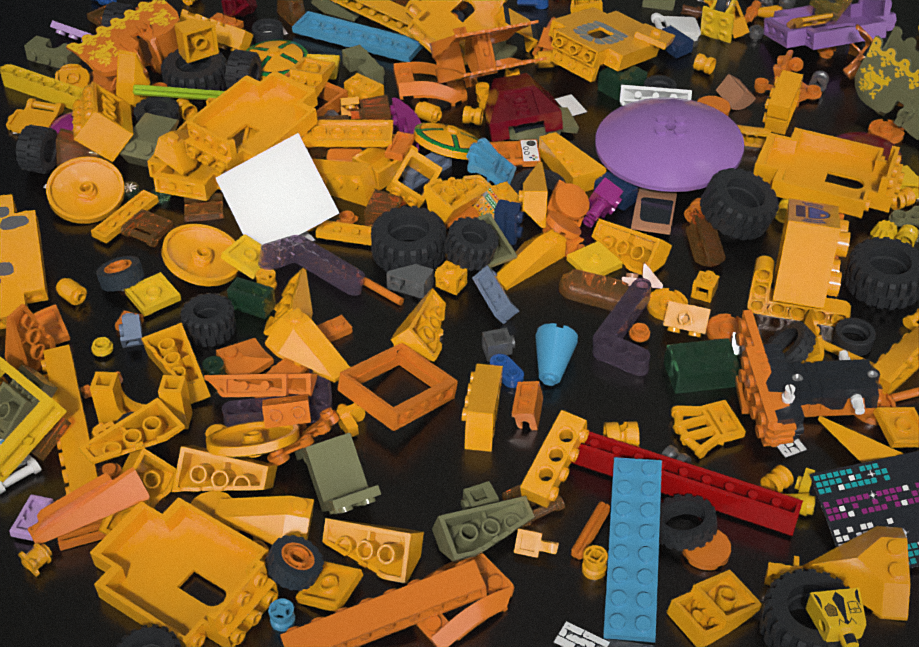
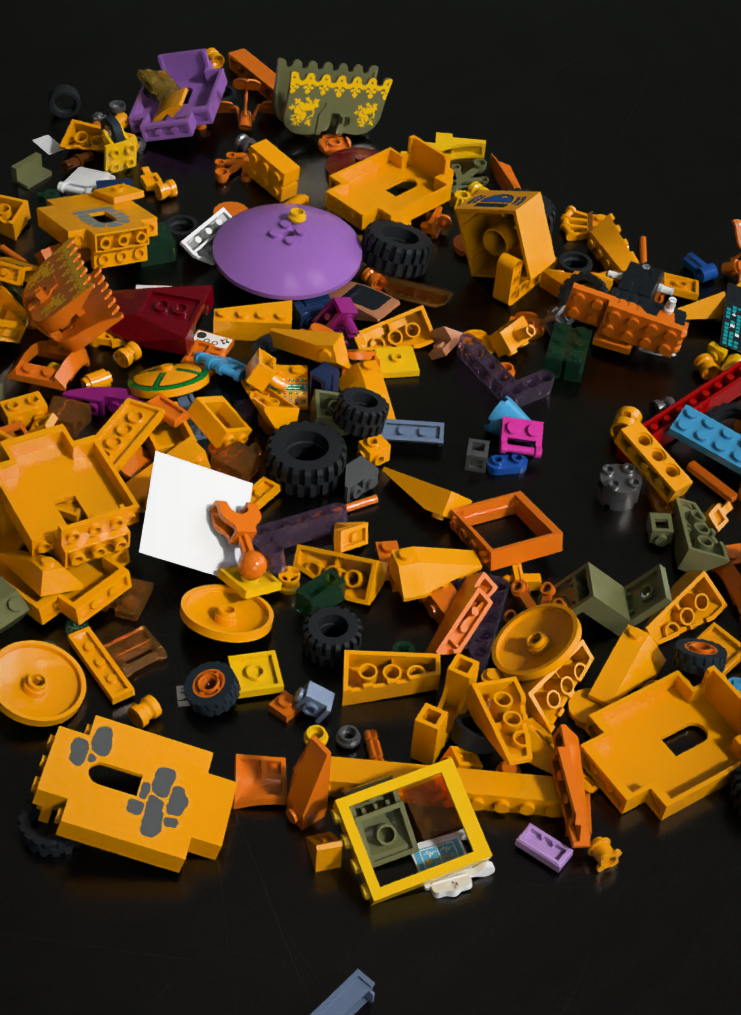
camera: 70 degrees left, 0 degrees up
(71, 291) = (211, 739): light orange brick -> none
(86, 250) = (144, 711): none -> light orange wheel
(109, 364) = (345, 732): none -> flat silver plate
(245, 358) = (398, 626): orange plate -> none
(278, 223) = (240, 530): none -> orange piece
(286, 411) = (513, 608): orange brick -> none
(332, 295) = (349, 535): none -> light orange slope
(482, 175) = (262, 371): none -> light orange brick
(482, 406) = (553, 487): light orange wedge -> none
(518, 451) = (619, 486): none -> flat silver brick
(528, 404) = (563, 460): orange hinge -> none
(537, 356) = (522, 431): none -> dark pink plate
(592, 288) = (437, 375): clear orange brick -> none
(641, 17) = (48, 194): none -> clear green piece
(694, 120) = (297, 215): none -> yellow plate
(706, 280) = (471, 313): light orange brick -> none
(712, 51) = (149, 179): none -> light orange plate
(720, 424) = (633, 369): light orange plate -> none
(735, 93) = (223, 192): nougat brick -> none
(787, 63) = (209, 147): orange hips -> none

